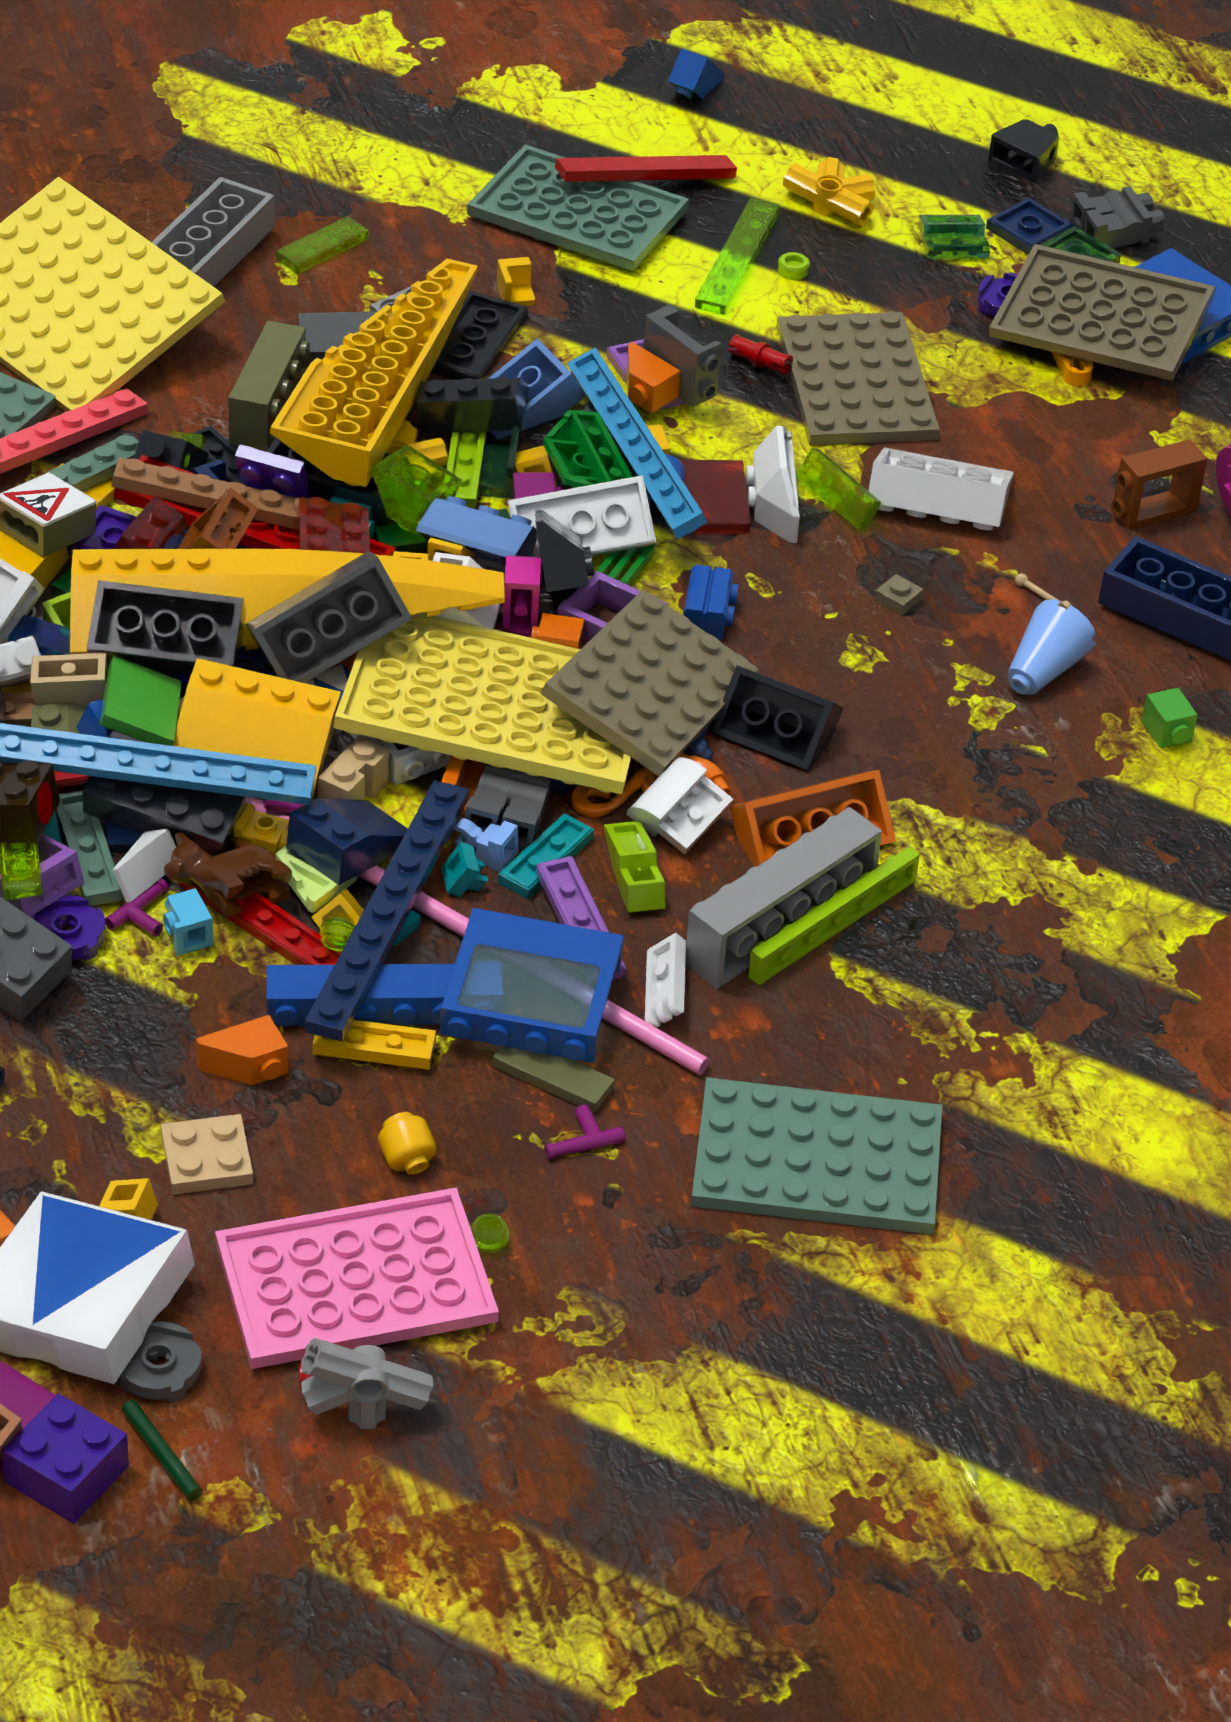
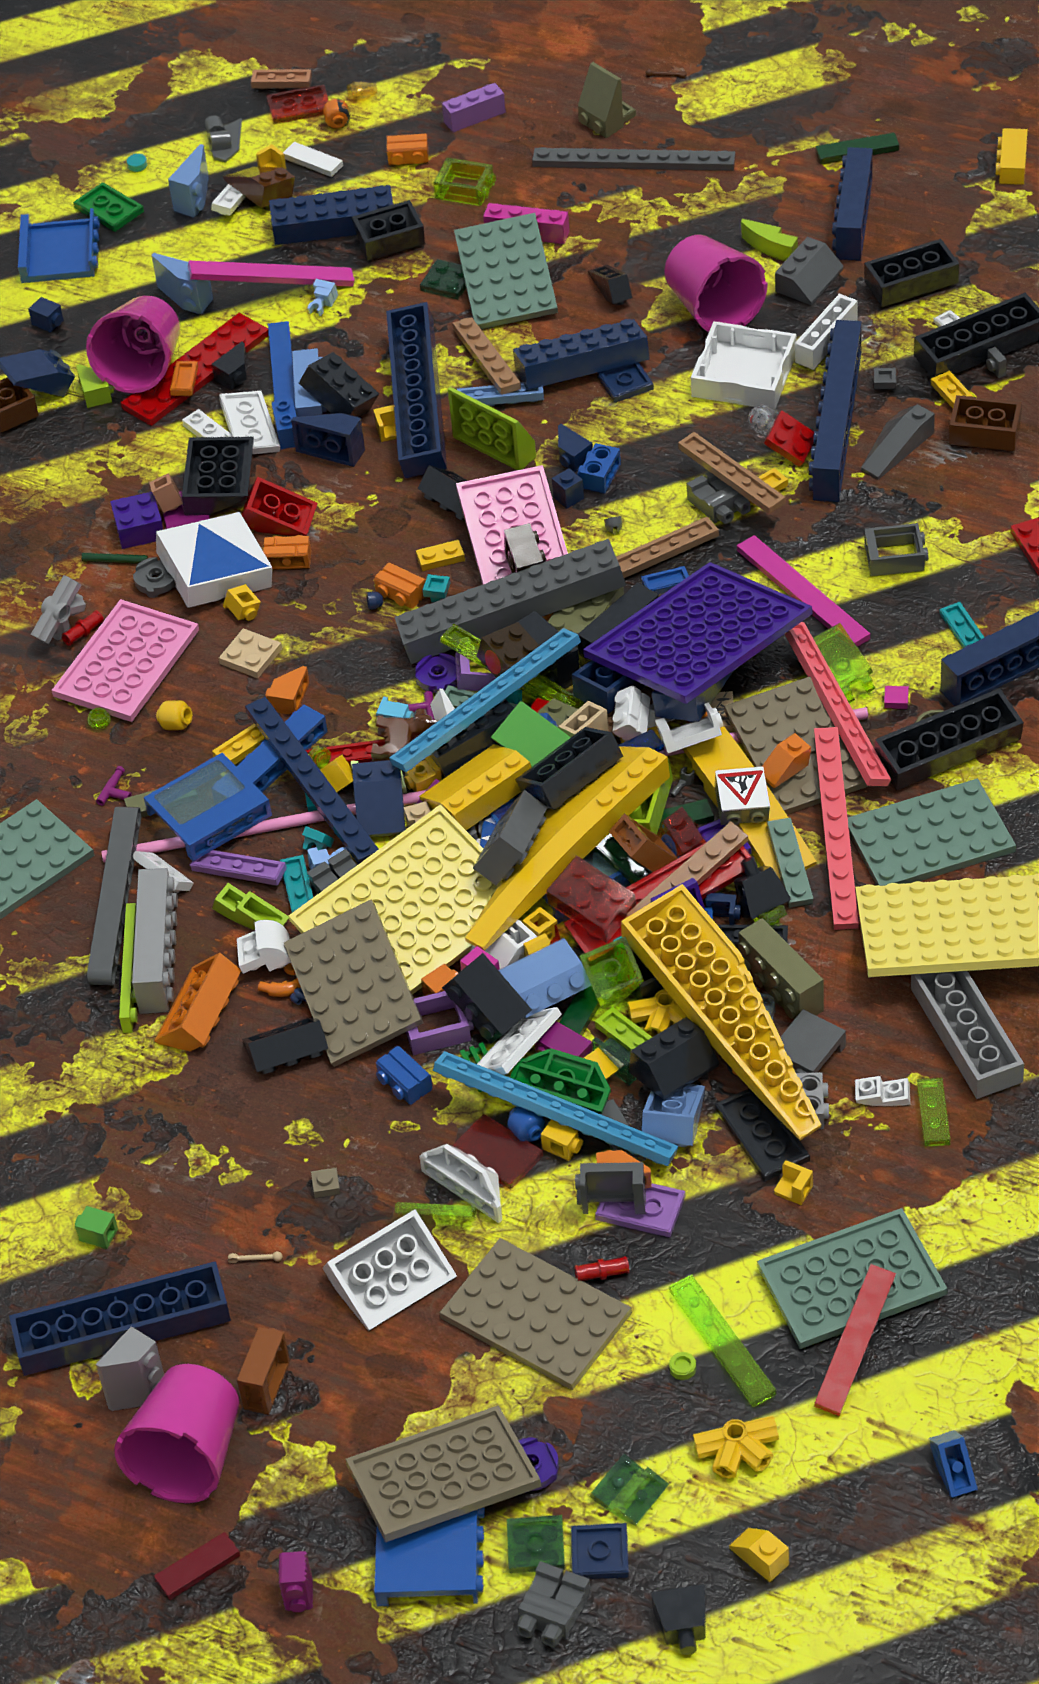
camera: 140 degrees right, 5 degrees up
(333, 283) = (878, 1093): none -> white slope
(752, 991) = (114, 896): none -> dark grey beam
(914, 134) = (762, 1552): none -> yellow slope
(1050, 646) = (199, 1206): light blue cone -> none

